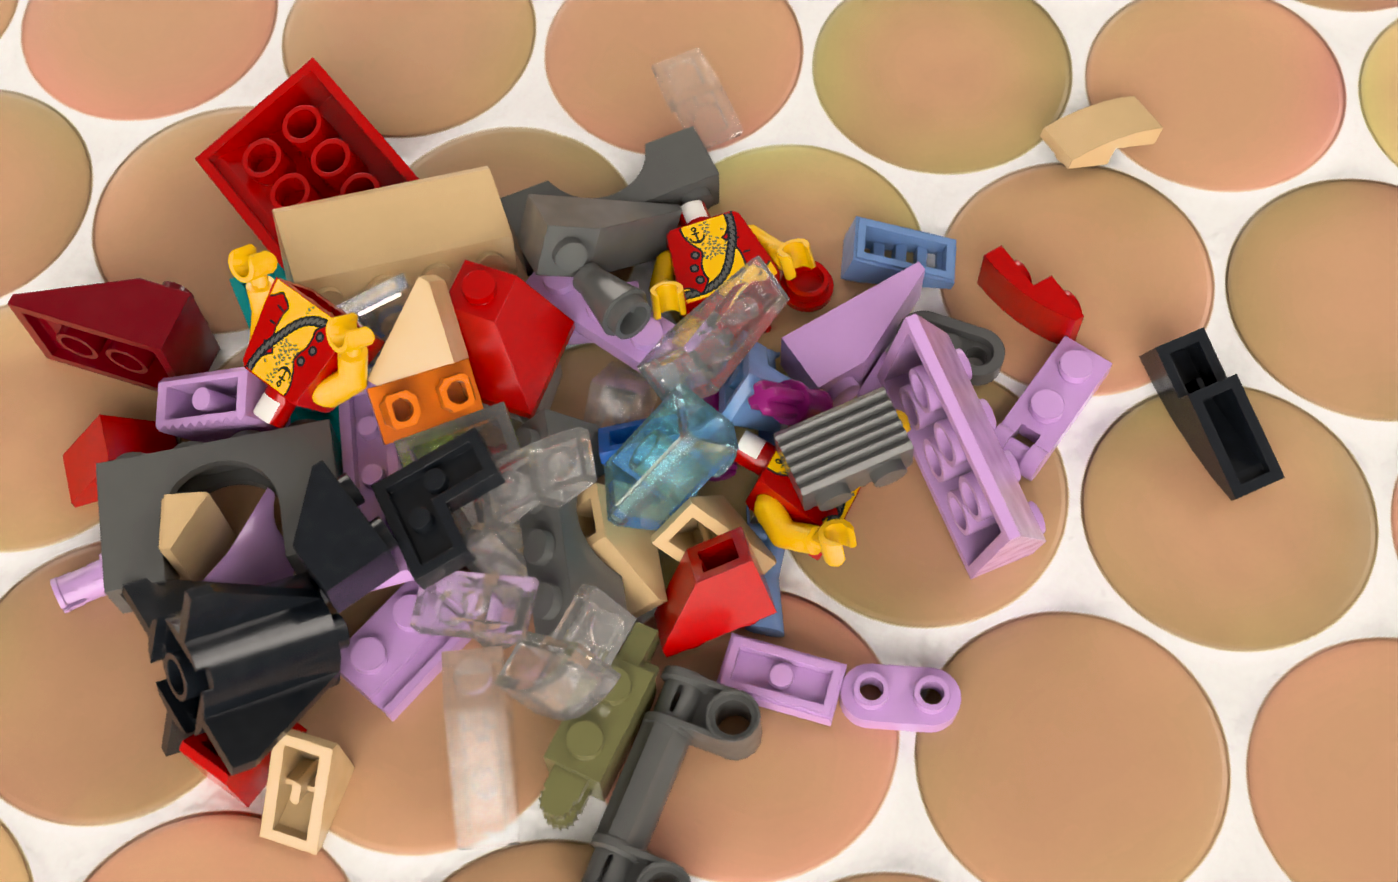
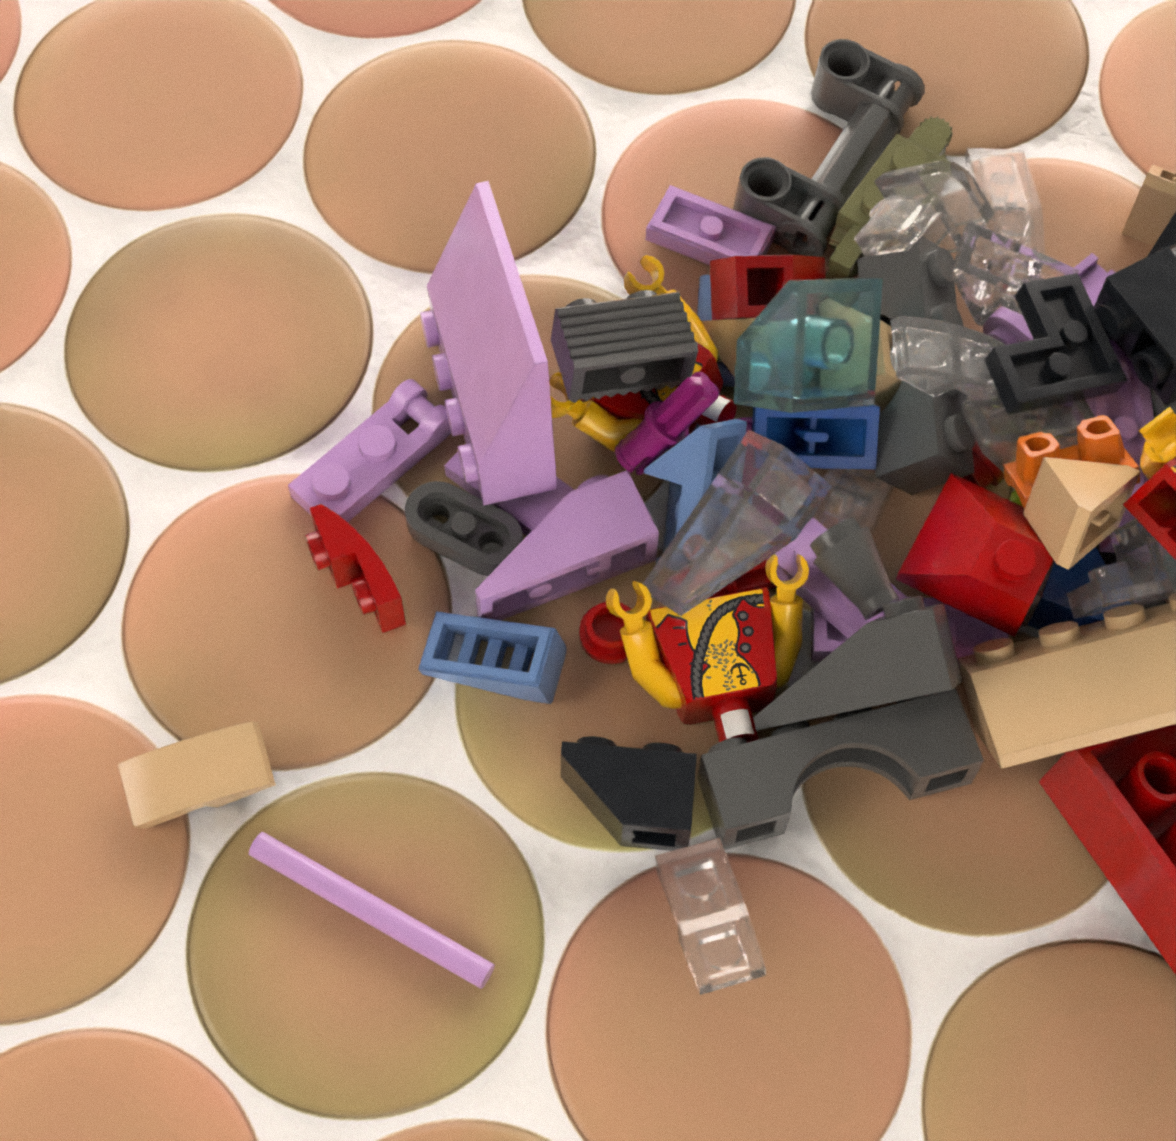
camera: 175 degrees left, 0 degrees up
(768, 164) = (634, 792): none -> black slope
(901, 701) = (597, 211): lavender plate -> none
(944, 77) = (372, 910): none -> lavender bar
(1212, 414) = (202, 420): black slope -> none

